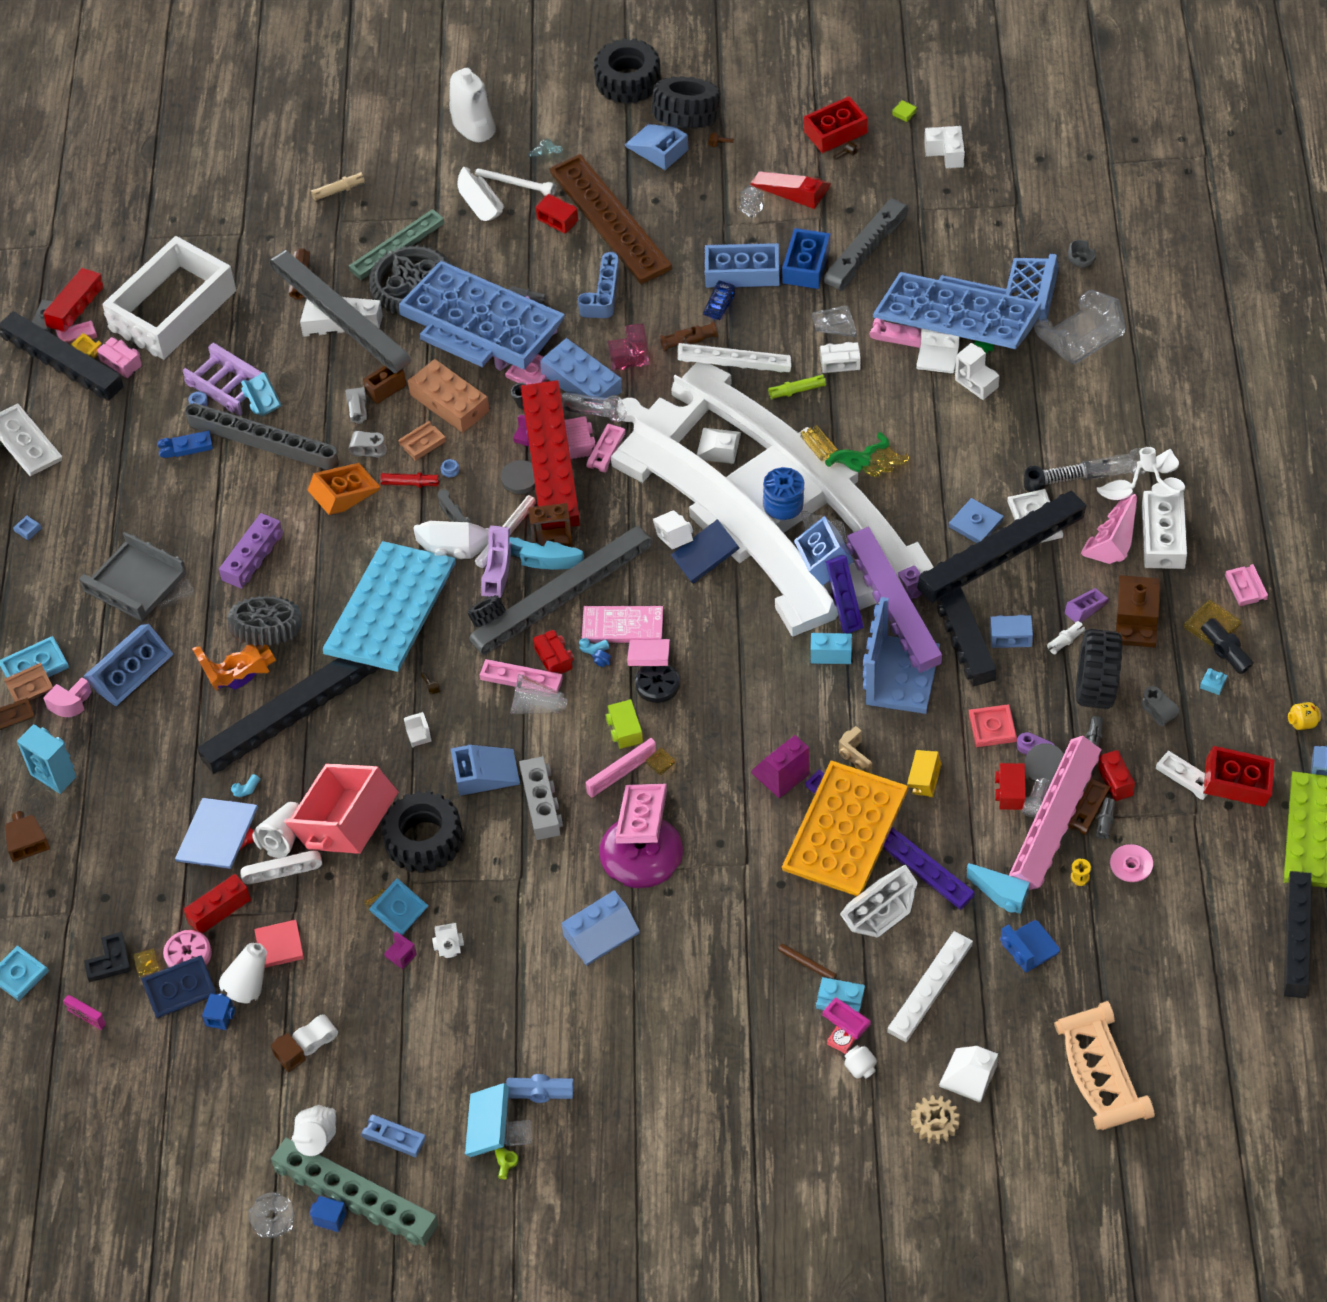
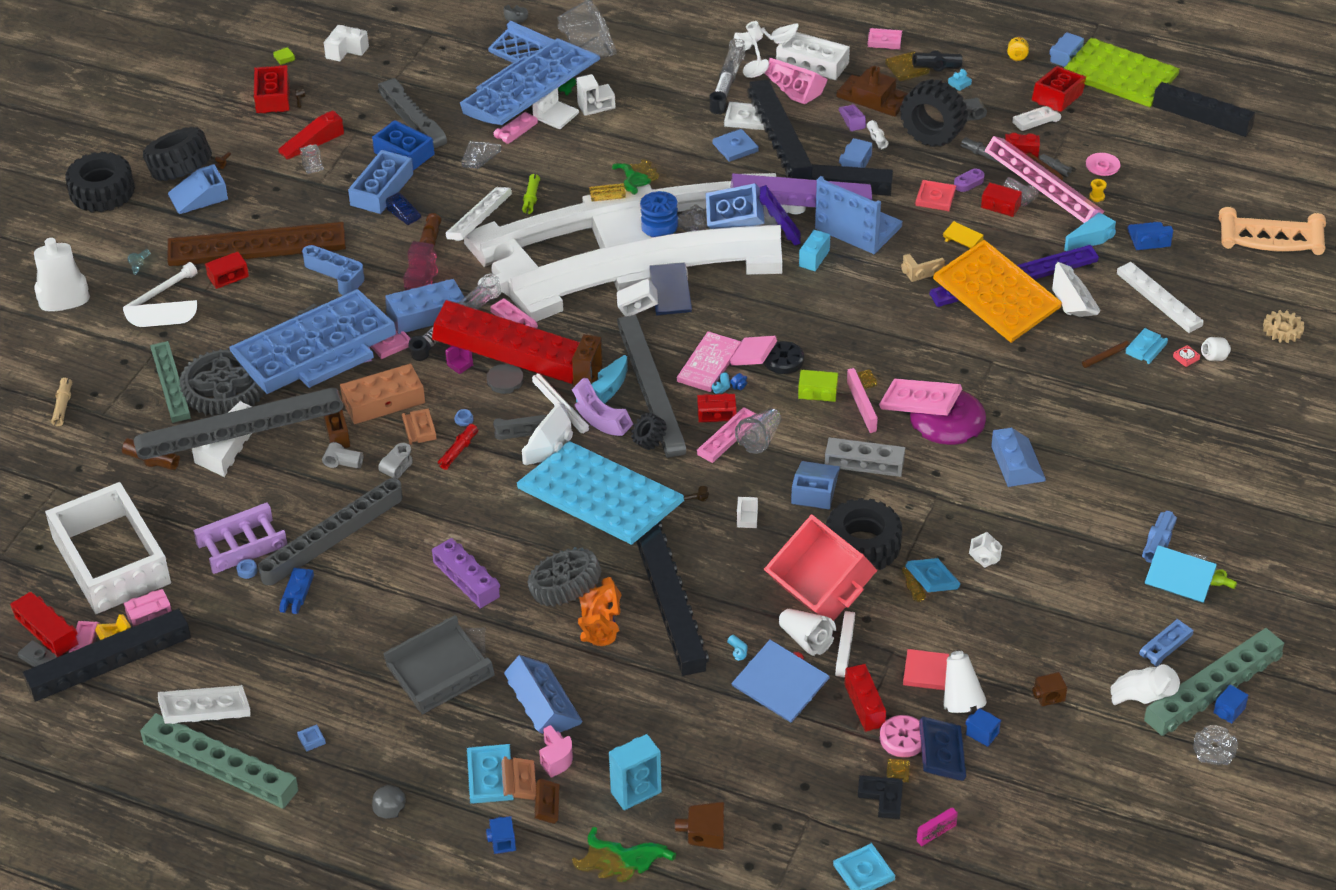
camera: 70 degrees left, 10 degrees down
(261, 394) = (284, 513): medium azure bracket -> none
(315, 1034) = (1038, 663): white axle -> none
(342, 487) = (437, 492): orange slope -> none
(401, 951) = (977, 587): magenta panel -> none
(718, 445) = (559, 248): white slope -> none
(784, 767) = (917, 304): magenta slope -> none
(840, 357) = (519, 161): white brick -> none
(846, 1018) = (1173, 344): dark pink tile -> none
(970, 1072) = (1247, 296): white slope -> none
(1043, 761) = (990, 172): dark grey tile -> none

